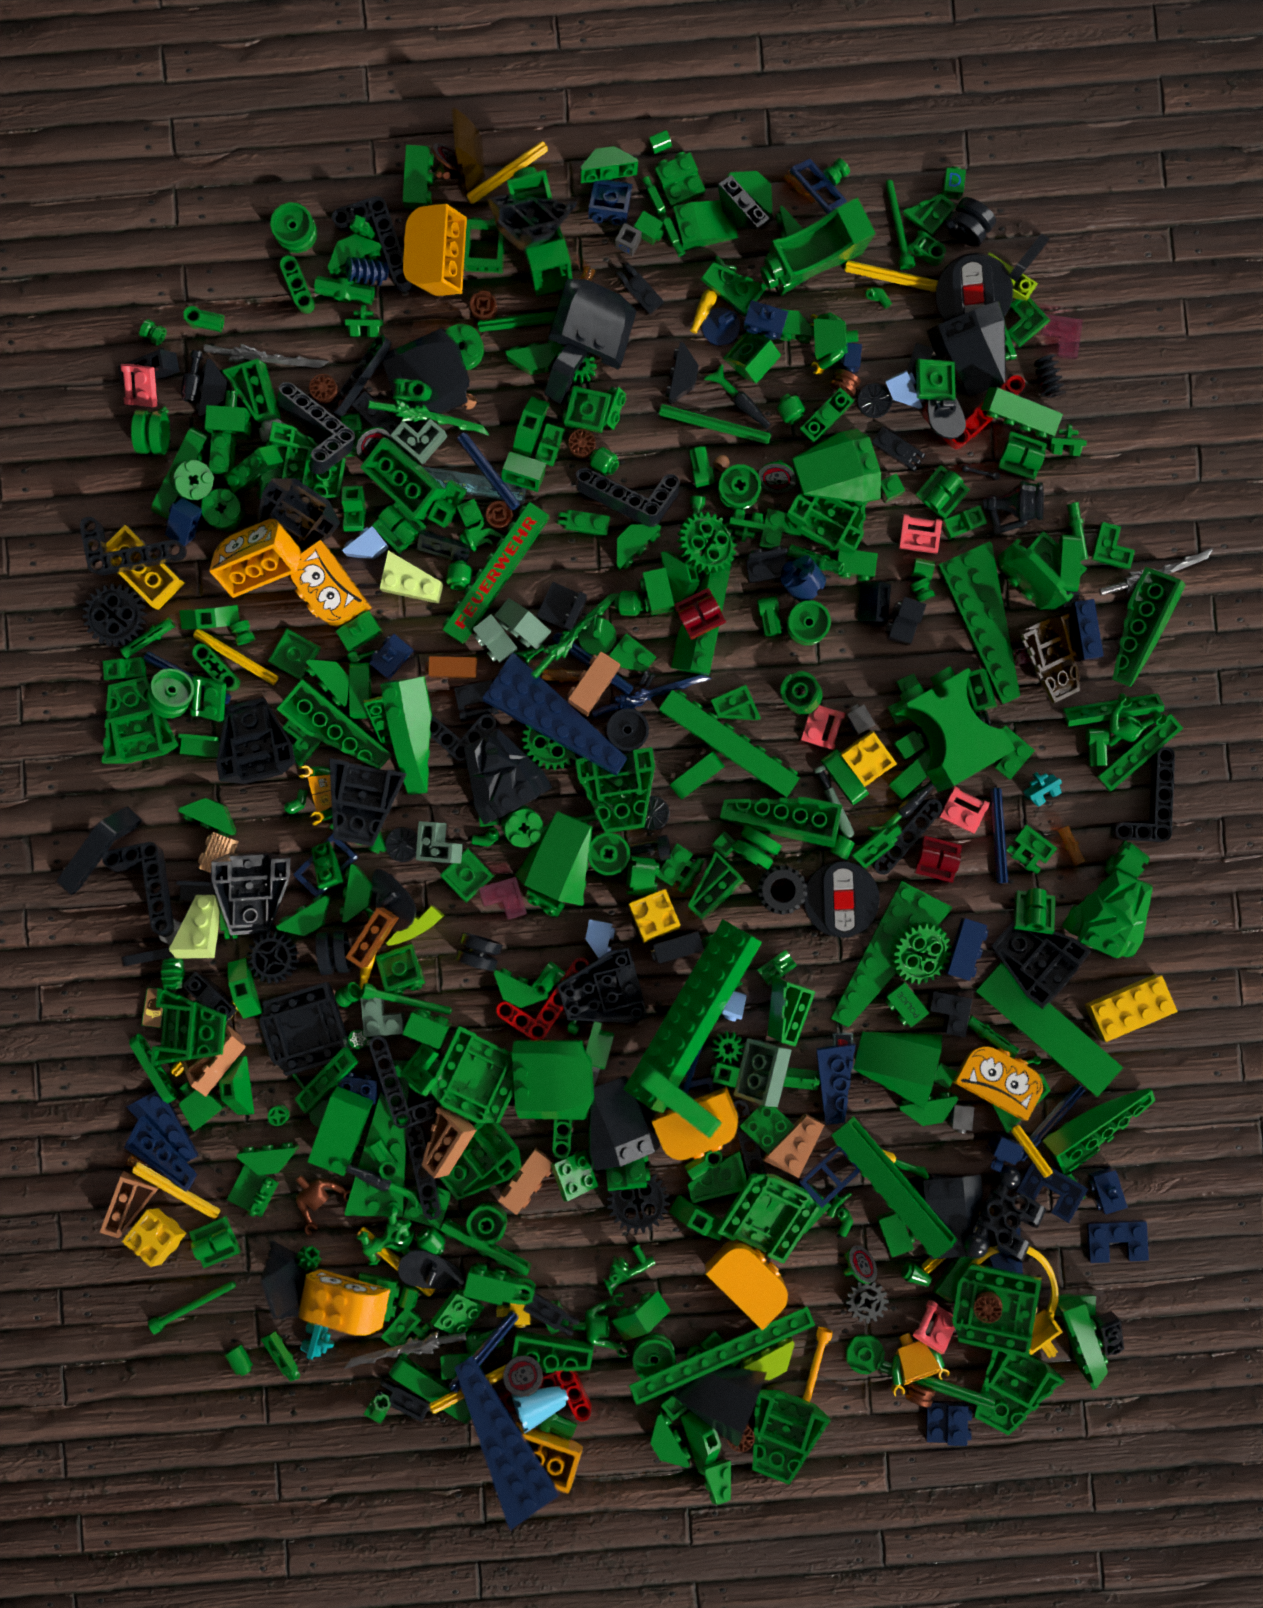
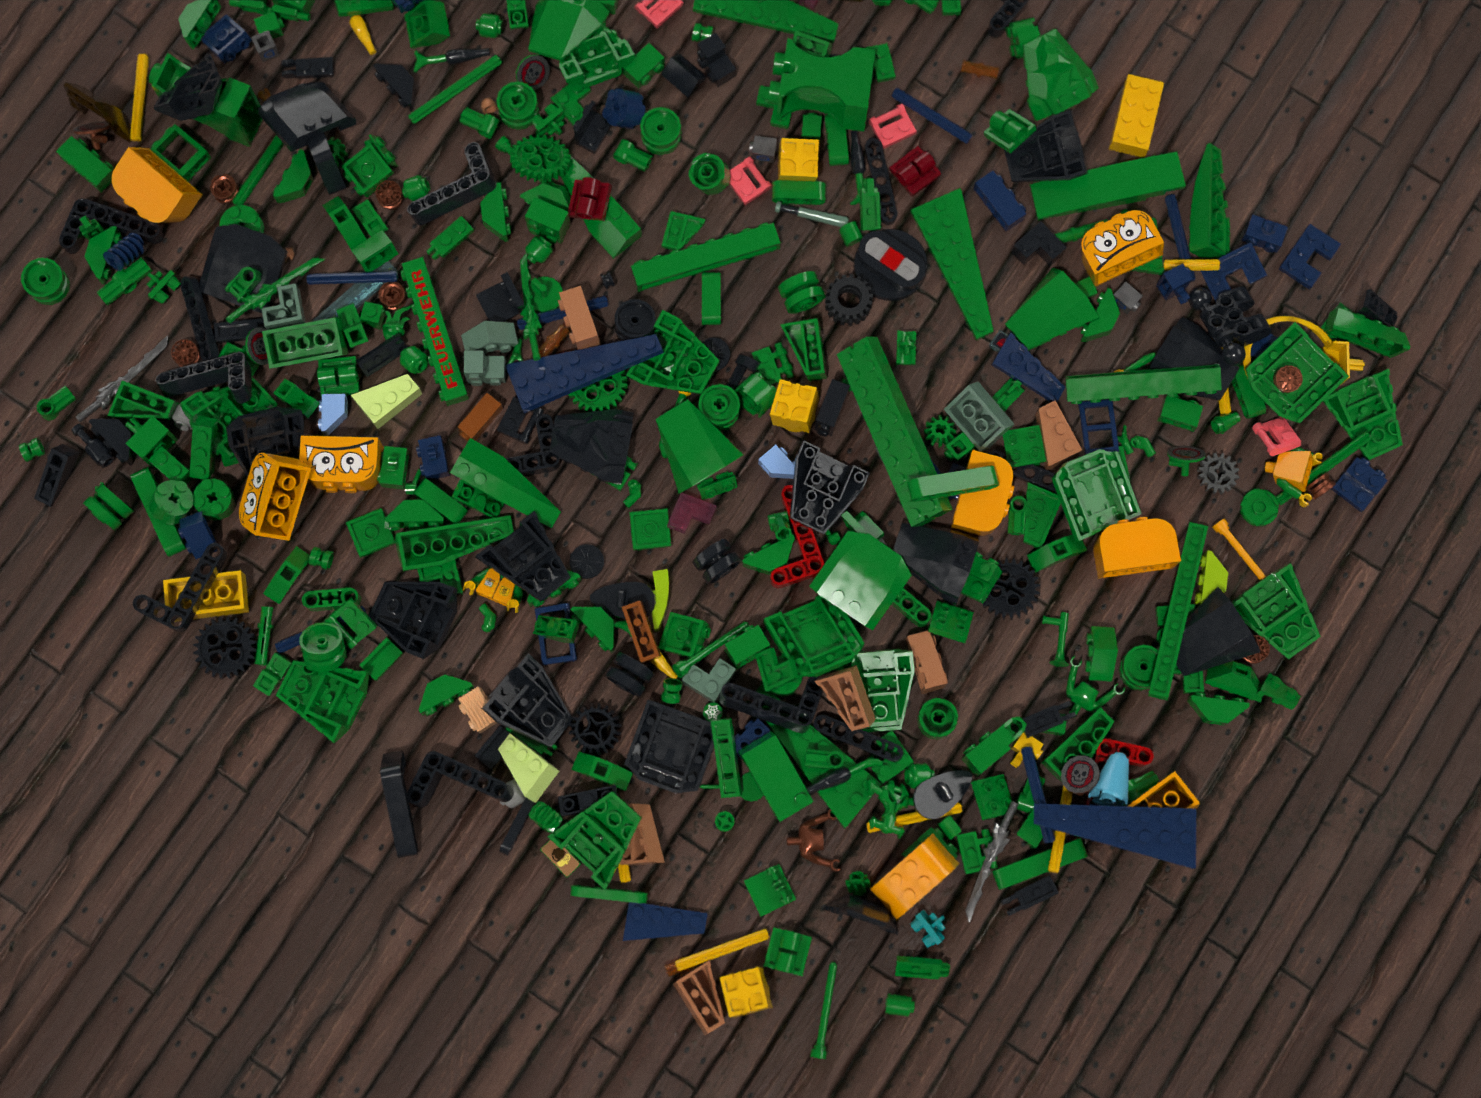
camera: 55 degrees left, 10 degrees down
(144, 385) = (68, 485): coral plate -> none
(156, 1152) = (680, 941): dark blue wing -> none
(199, 1108) = (667, 878): green torso -> none
(235, 656) = (336, 578): yellow axle -> none
(236, 1087) = (677, 836): green slope -> none
(268, 1158) = (753, 855): green slope -> none
(293, 276) = (83, 307): green beam -> none
(307, 918) = (586, 679): green slope -> none
(378, 1408) = (1022, 919): green piece -> none
(432, 844) = (608, 536): sand green brick -> none
(501, 1255) = (956, 736): green plate -> none
(529, 833) = (647, 446): green brick -> none
(618, 1269) = (1051, 642): green hinge -> none
(632, 655) = (582, 275): green wing -> none
(643, 695) = (618, 291): dark blue sword -> none
(721, 326) = (386, 31): dark blue shield -> none
(724, 844) = (778, 317): green tile -> none
(735, 1006) = (913, 399): light blue slope -> none
(788, 1010) = (945, 362): green wedge -> none
(794, 818) = (801, 251): green wedge -> none
(823, 562) = (624, 83): green pin -> none
(906, 1004) = (1008, 275): green brick -> none
(923, 569) = (686, 22): green brick -> none
(927, 936) = (983, 246): green gear -> none
(1033, 843) = (959, 94): green plate -> none
(1042, 785) = (917, 56): teal hips -> none

